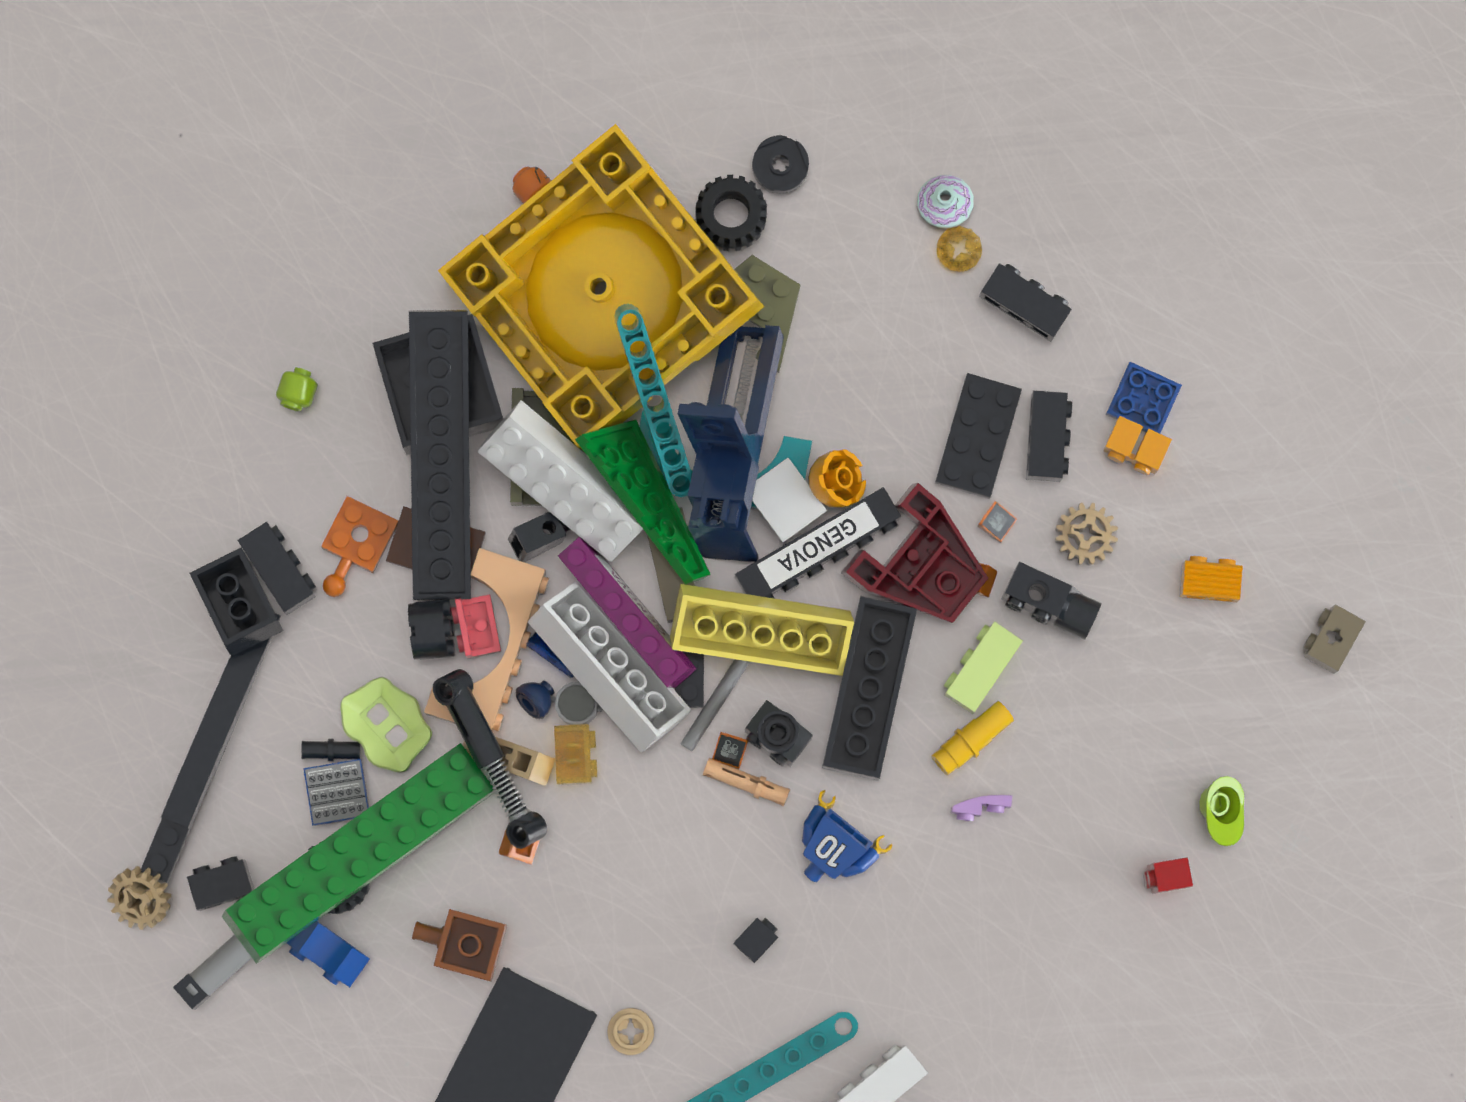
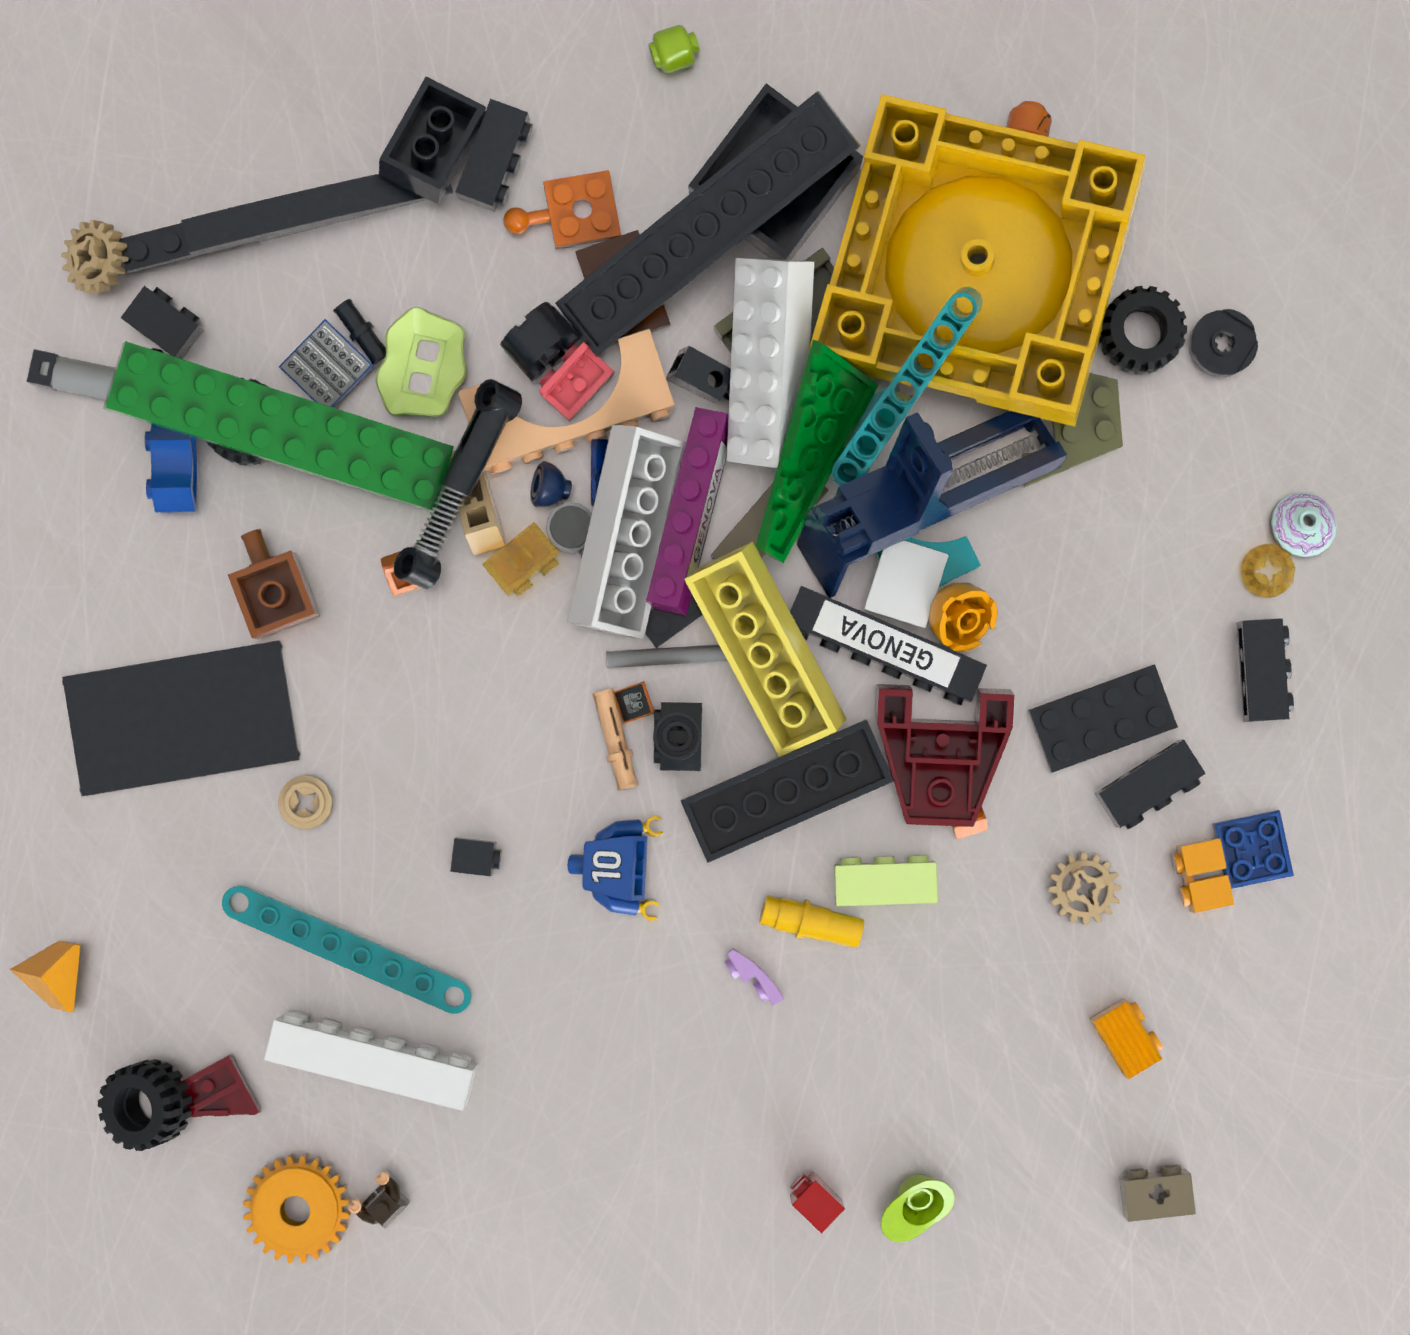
camera: 55 degrees right, 5 degrees up
(997, 522) = (1033, 795): slope -> none
(1059, 602) = (998, 911): black brick -> none

